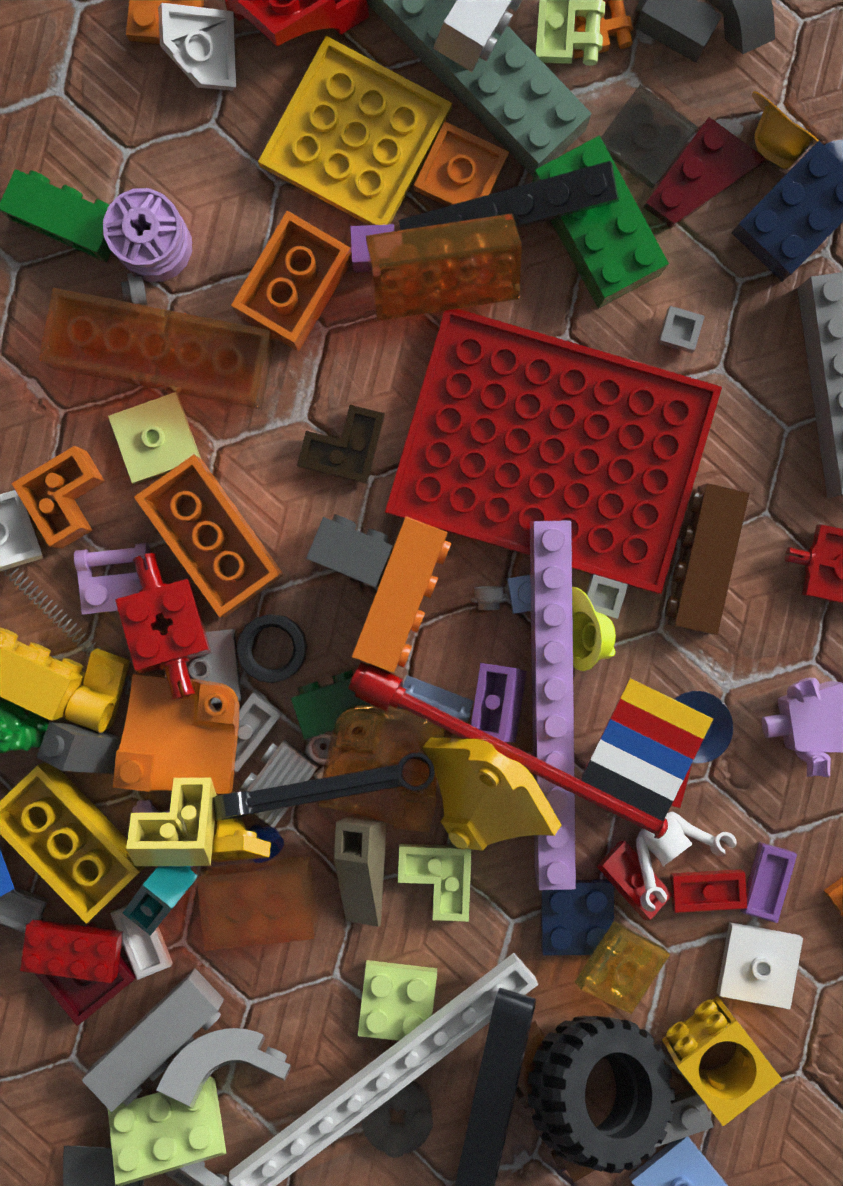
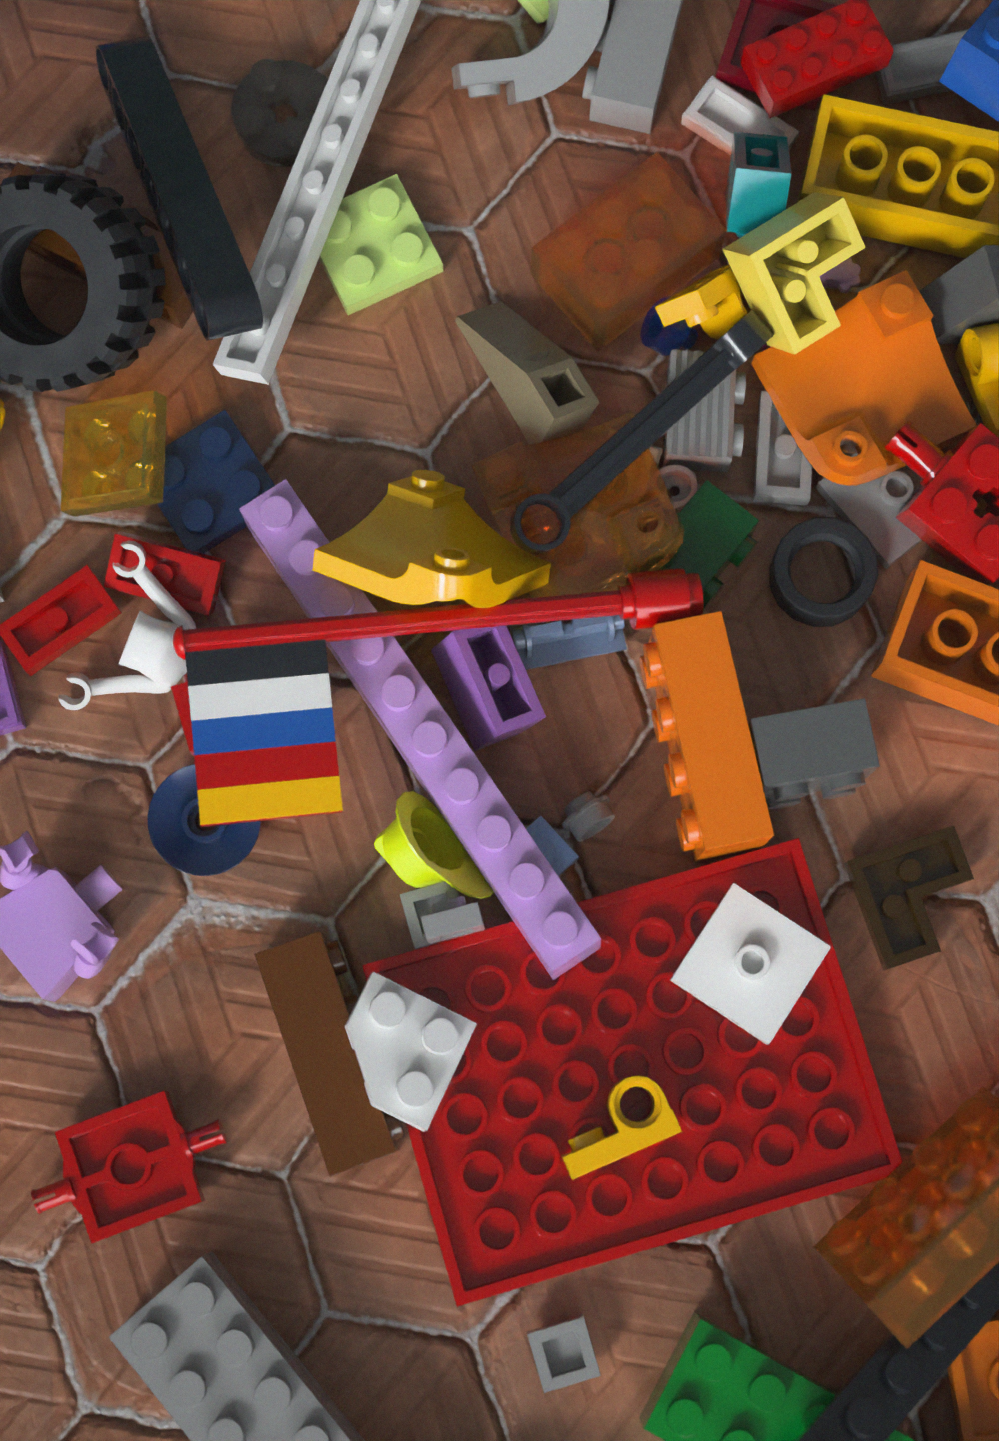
camera: 145 degrees right, 10 degrees down
(445, 868) = (417, 436): yellowish green plate -> none
(456, 461) = (750, 963): none -> white plate
(581, 412) = (596, 1150): none -> yellow plate
(601, 585) = (452, 919): none -> light grey plate
(669, 532) = (405, 1049): none -> white plate

